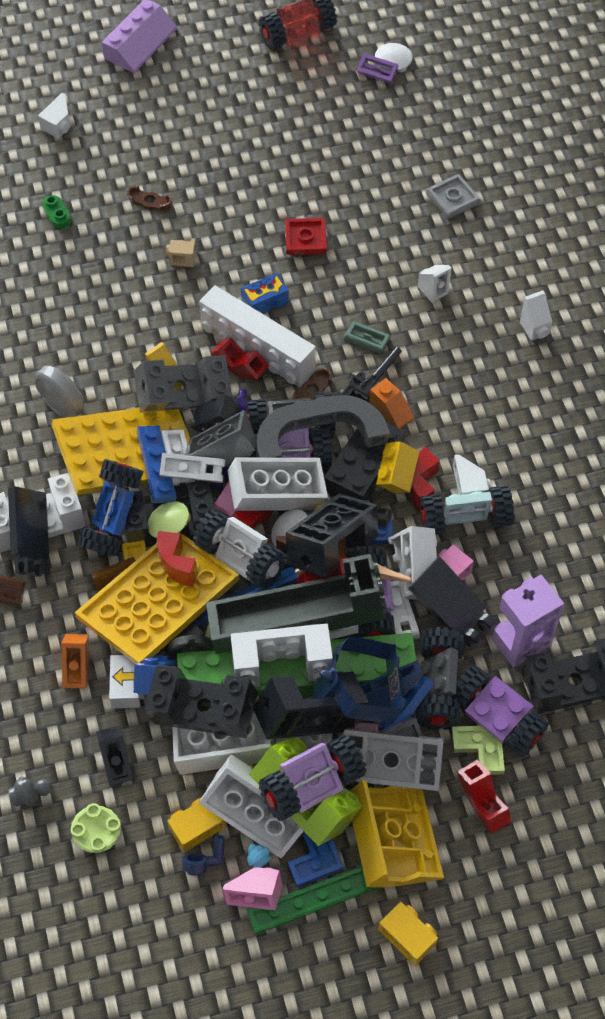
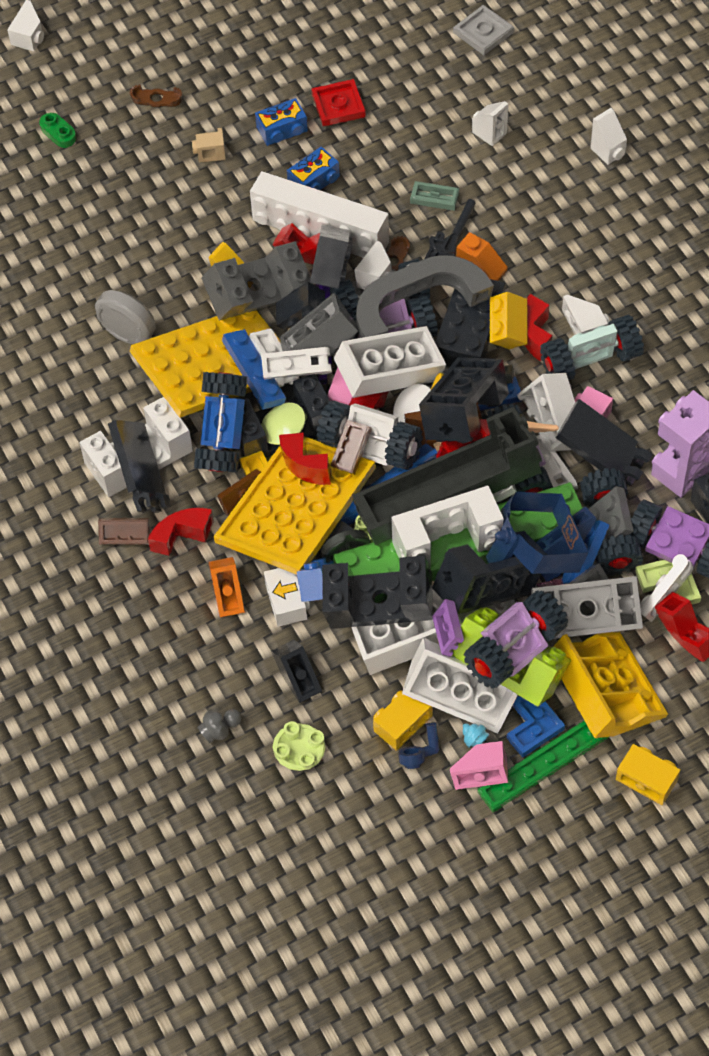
camera: 10 degrees left, 0 degrees up
(60, 593) = (188, 523): none -> red brick
(219, 556) = (351, 447): none -> plate
(250, 243) = (281, 121): none -> blue brick
(251, 375) = (329, 262): none -> black brick
(254, 751) = (447, 627): none -> medium lavender tile
(289, 391) = (373, 266): none -> white slope
(475, 751) = (665, 585): none -> white plate

